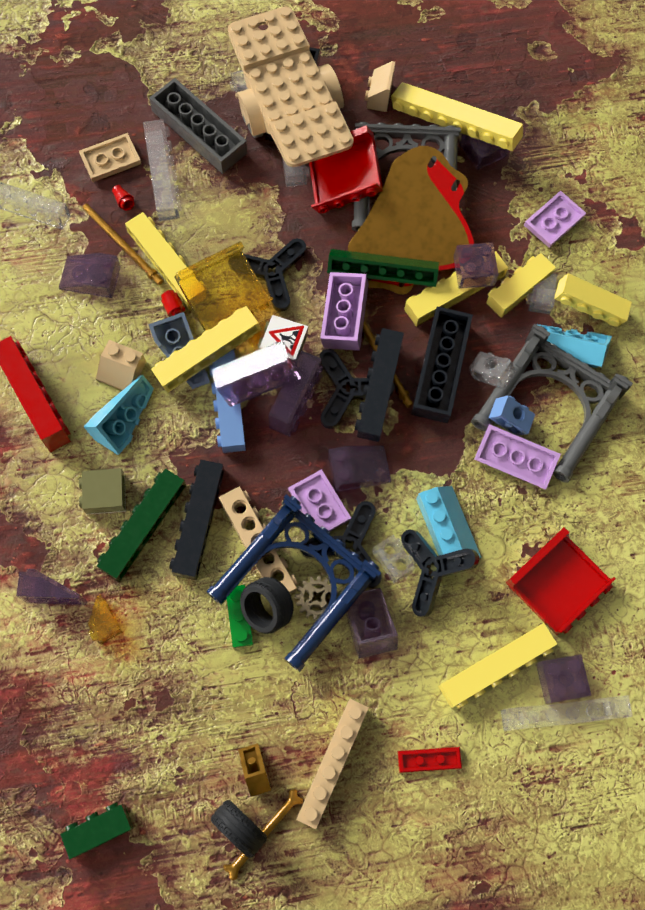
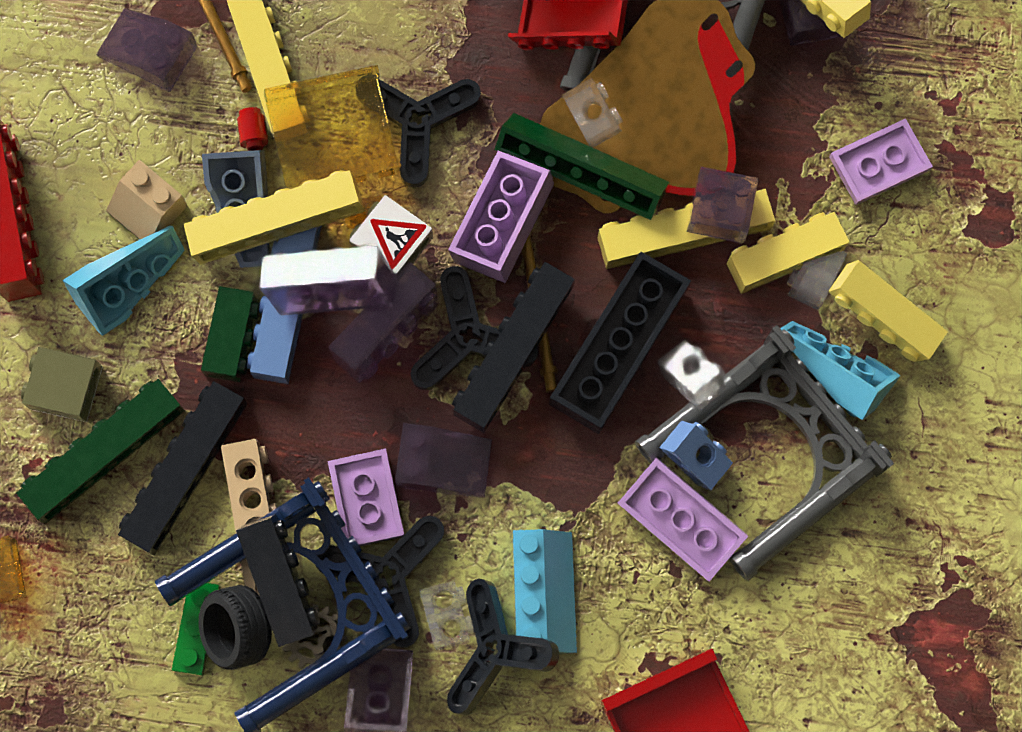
camera: 20 degrees right, 5 degrees up
(200, 429) = (230, 334): none -> dark green brick
(285, 565) = (278, 580): none -> black brick
(383, 244) = (580, 100): none -> clear brick

